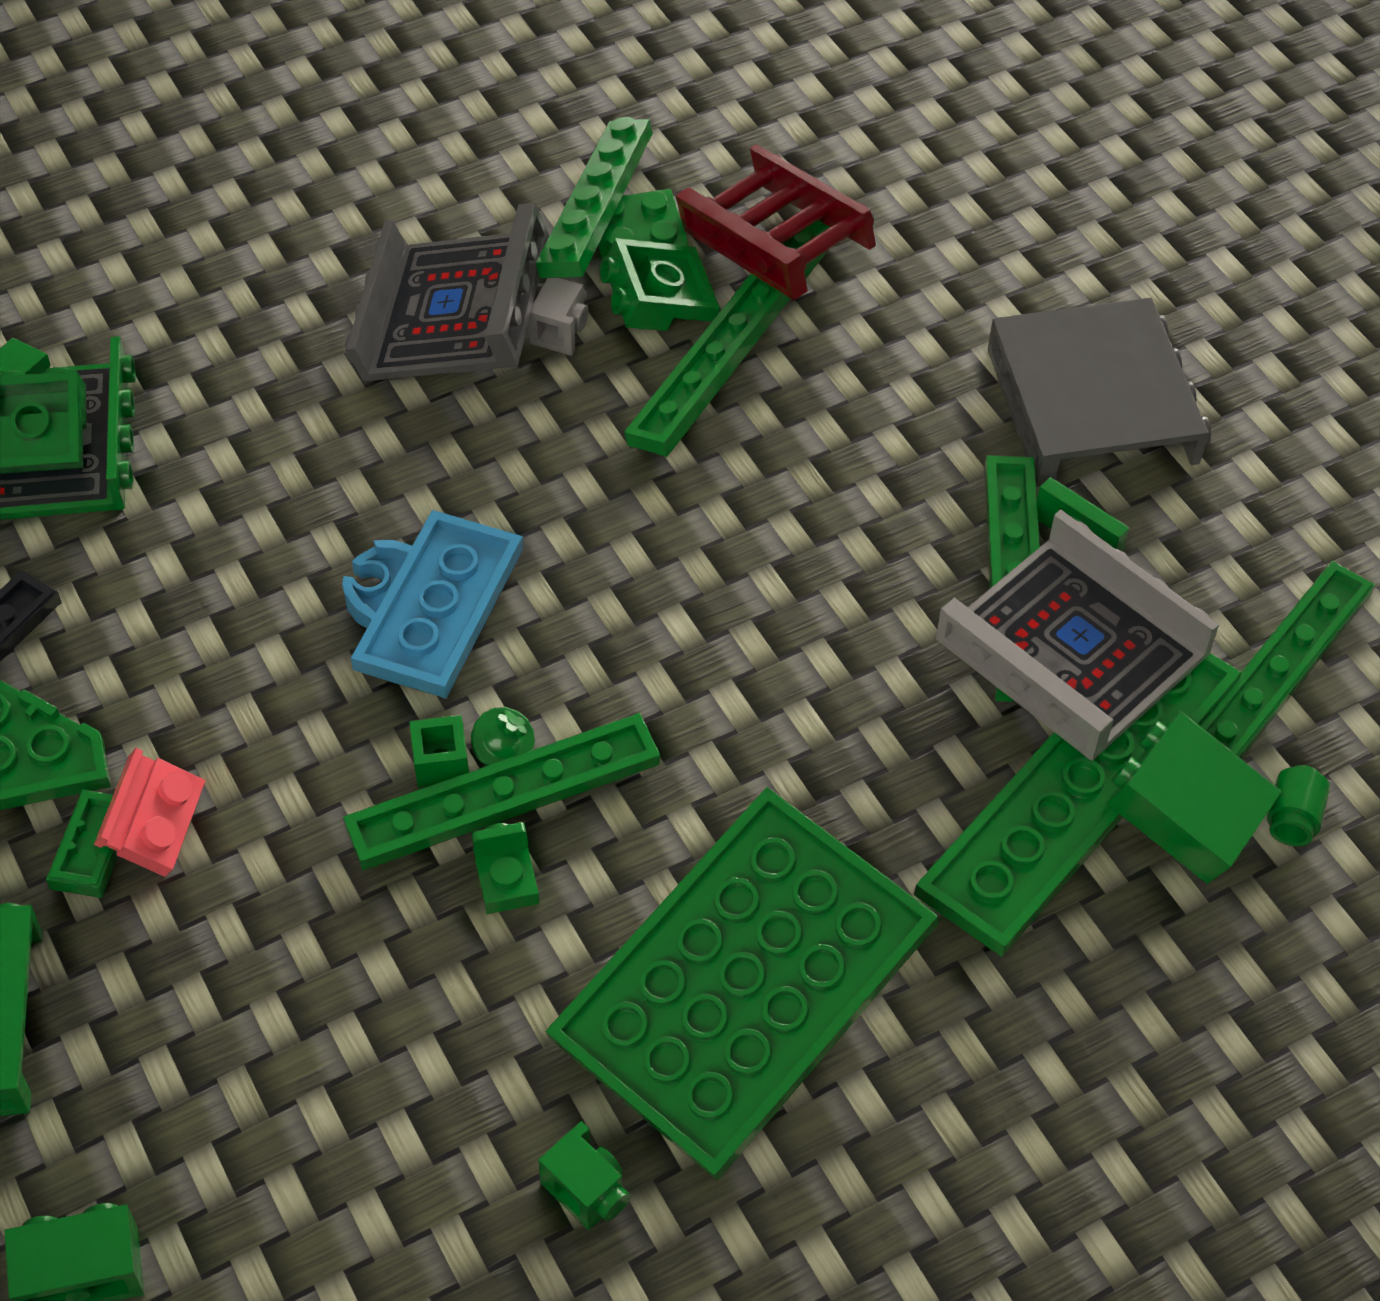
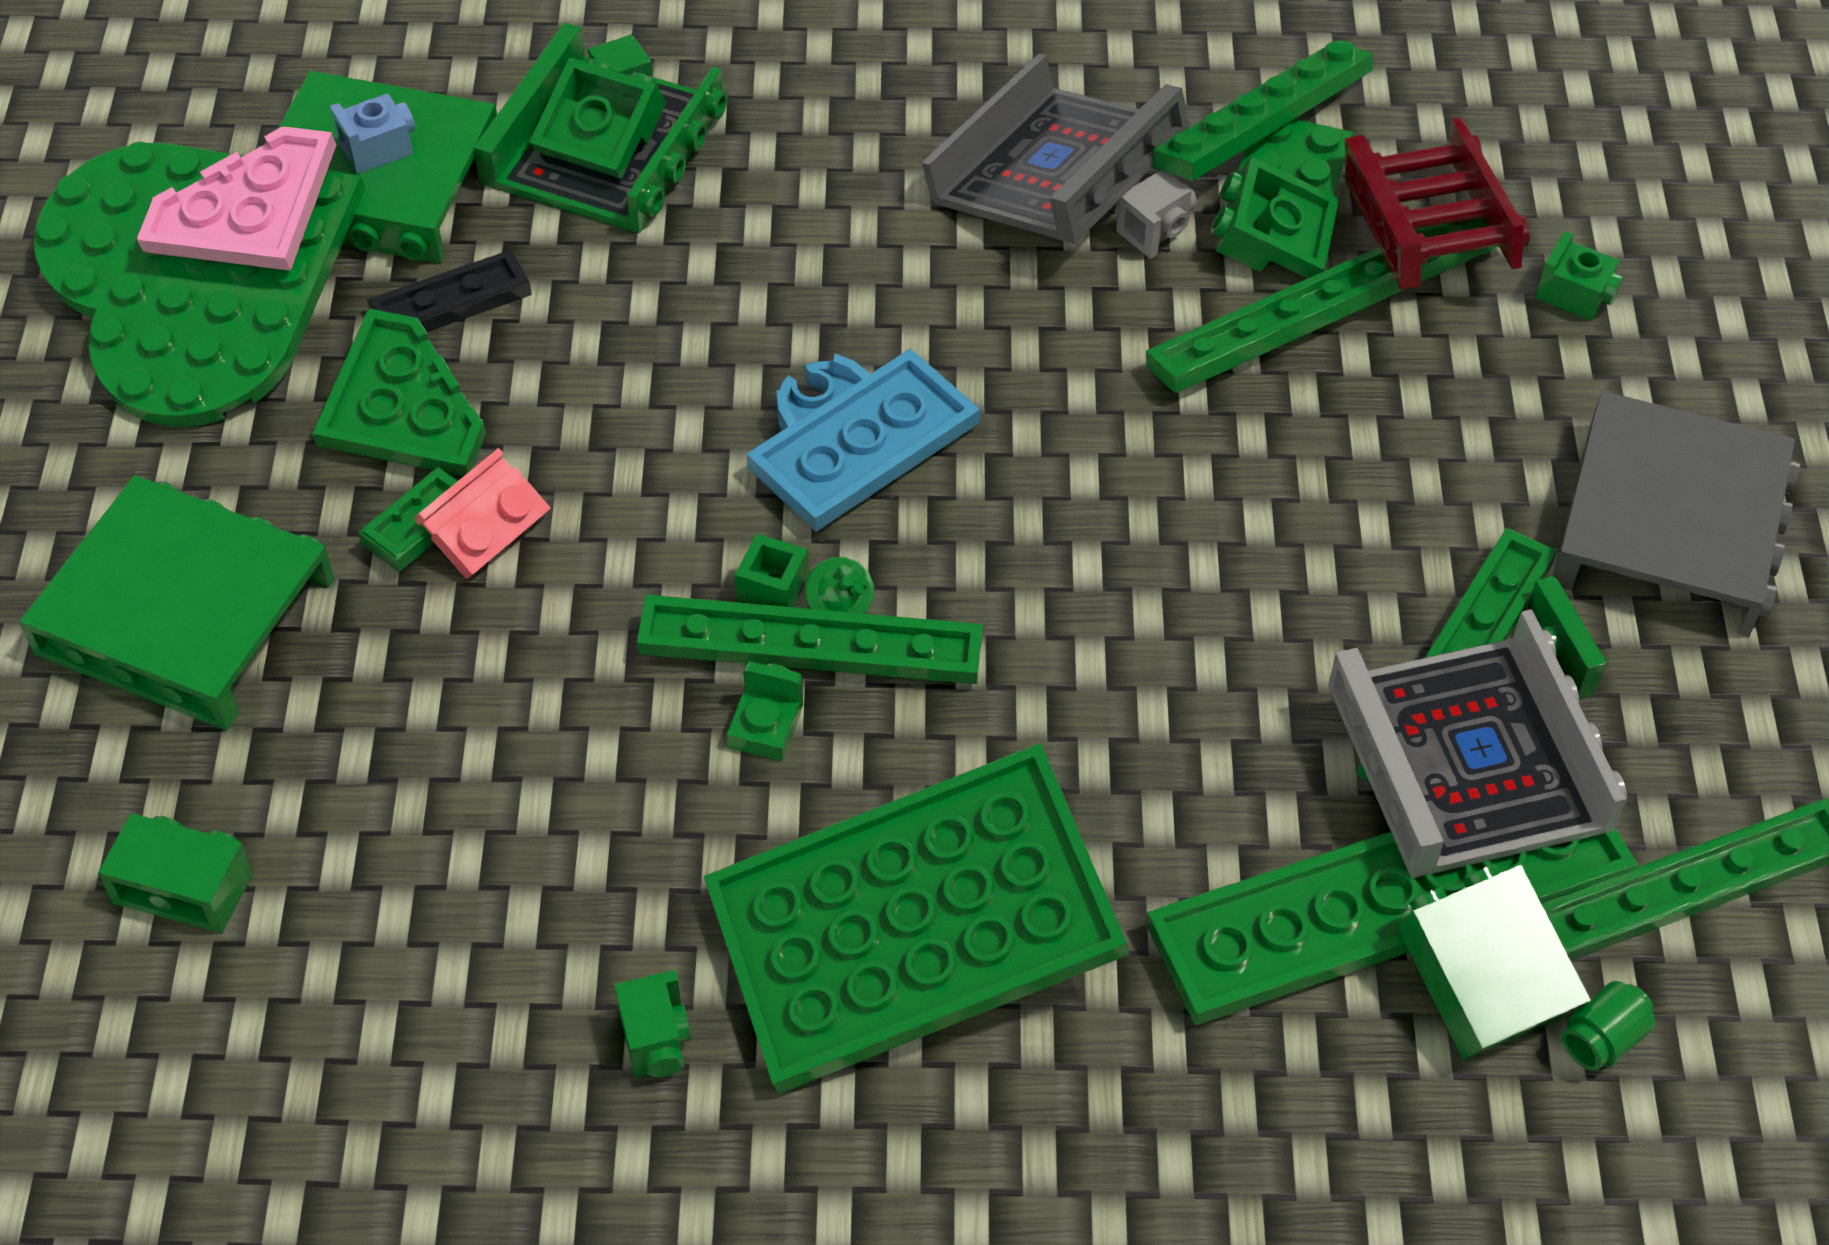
camera: 30 degrees right, 0 degrees up
(914, 238) = (1579, 278): none -> green brick

